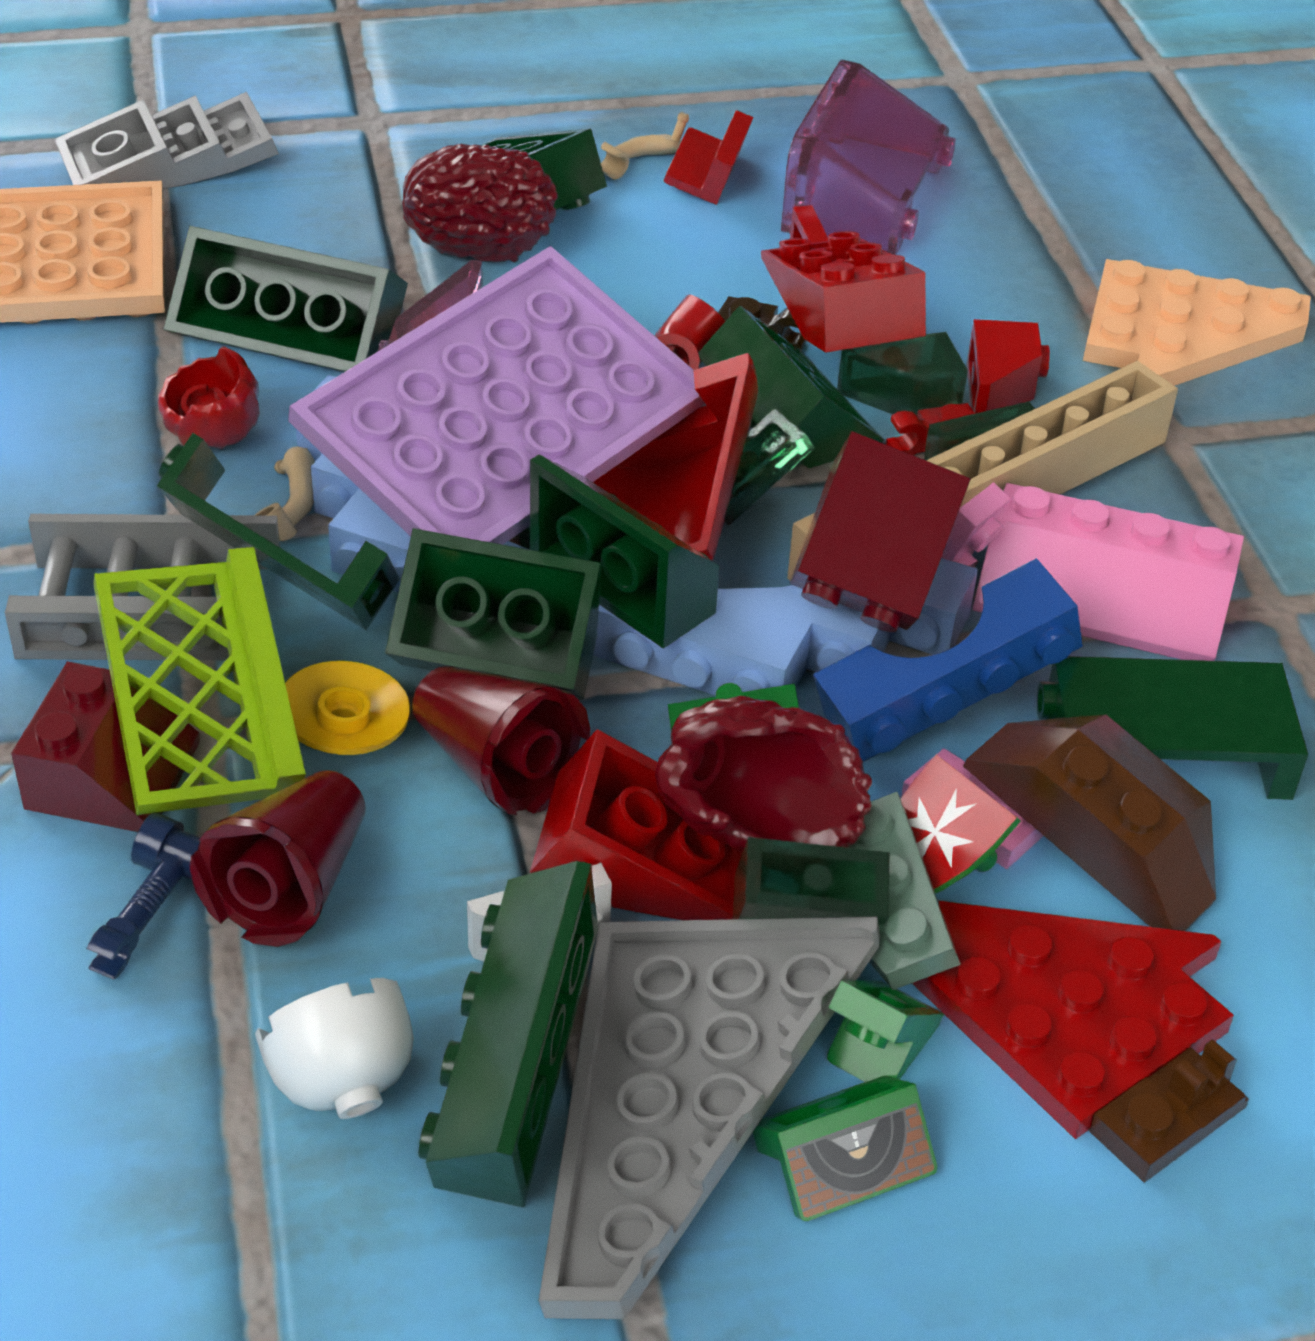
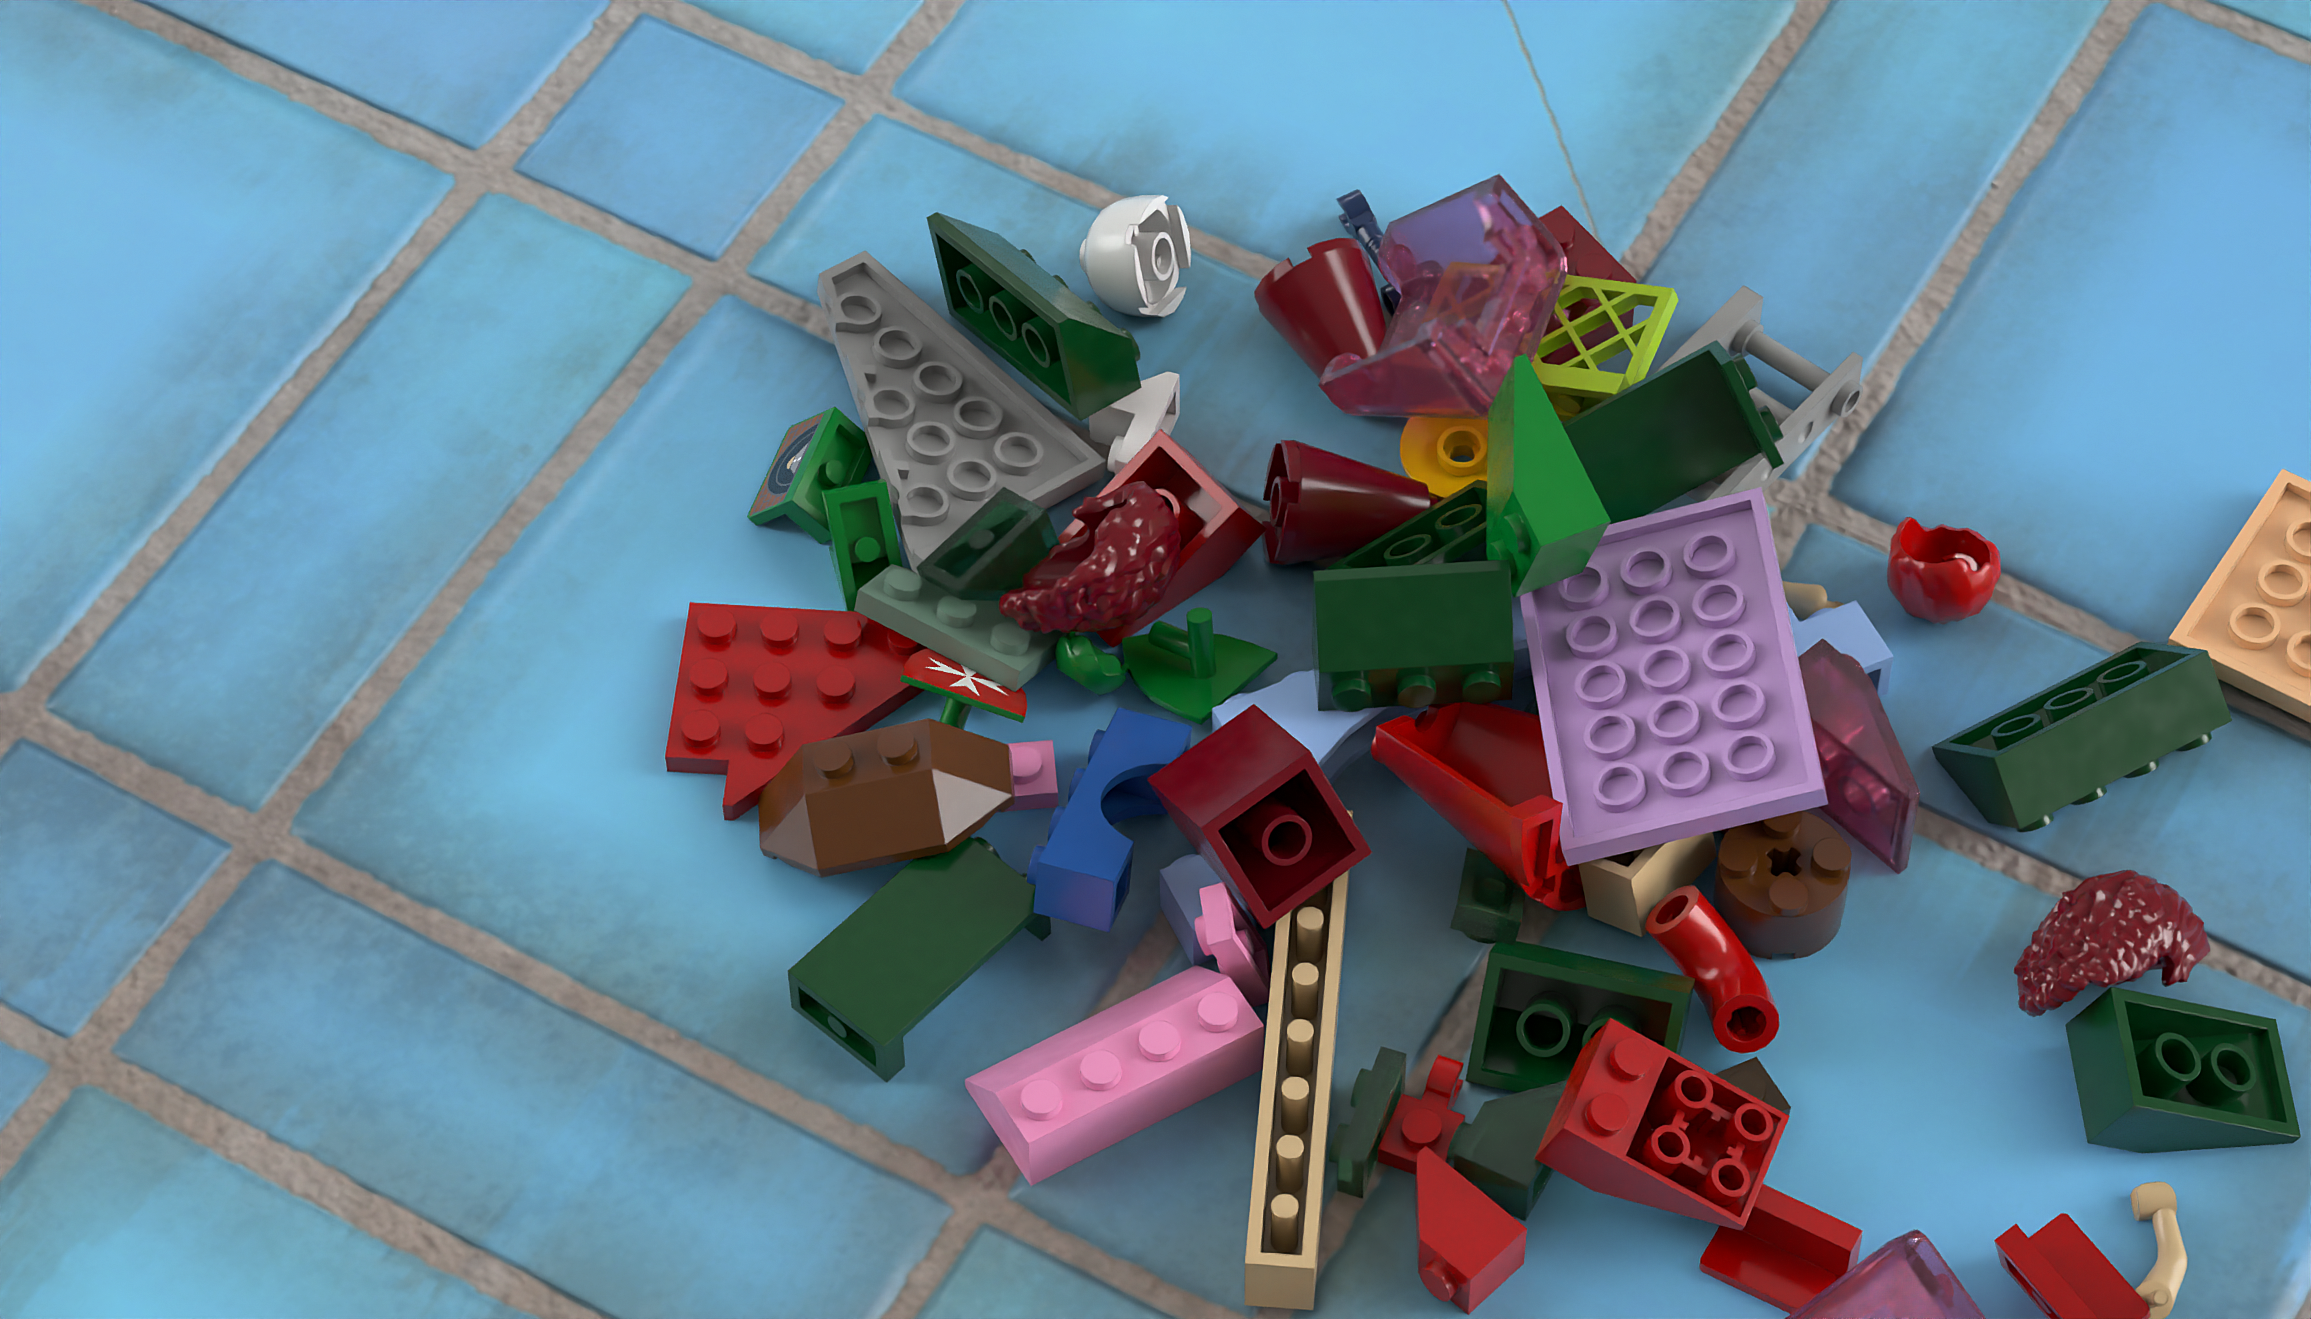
camera: 135 degrees right, 10 degrees up
(258, 708) = (1474, 294): none -> clear pink windscreen
(447, 473) = (1537, 490): none -> green slope
(1170, 1110) = (646, 671): reddish brown plate -> none

